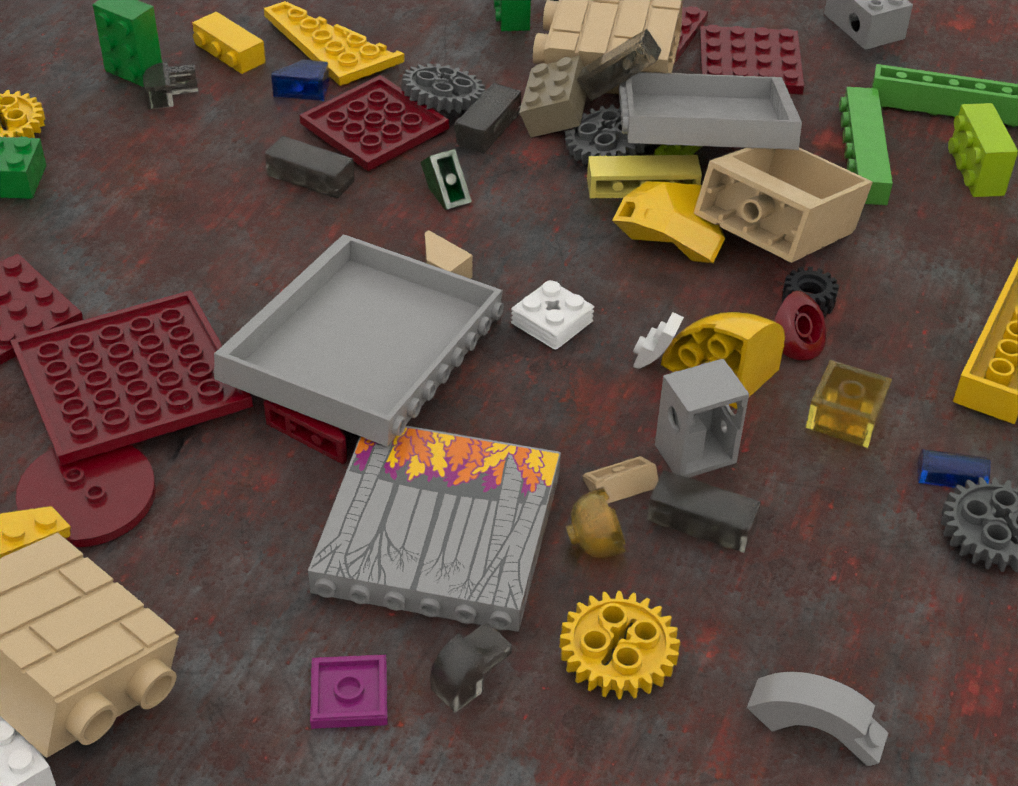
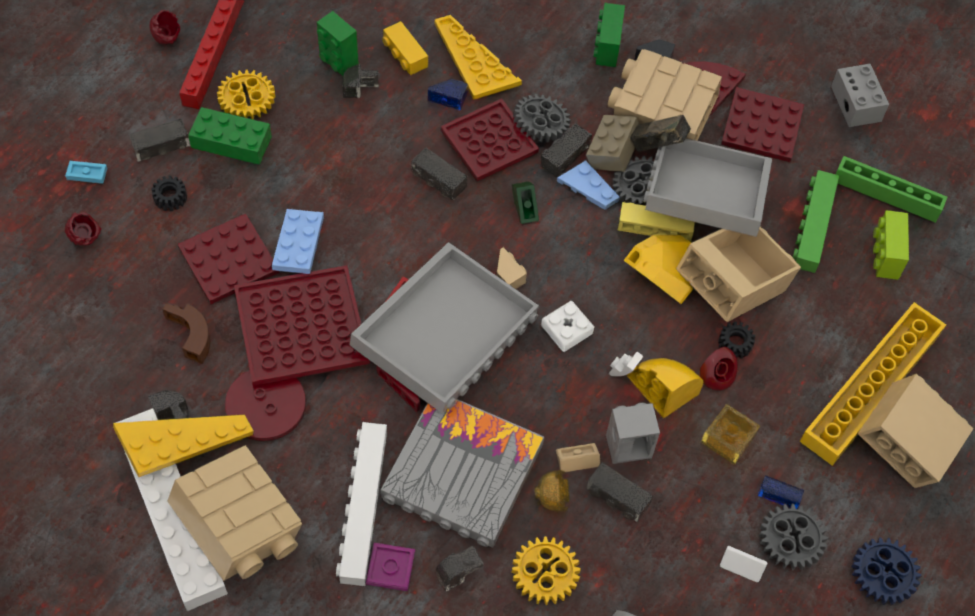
camera: 10 degrees right, 15 degrees up
(106, 273) = (298, 241): none -> light blue plate
(281, 609) = (363, 504): none -> white brick
(531, 149) = (590, 184): none -> light blue wing
(936, 575) = (743, 564): none -> white slope

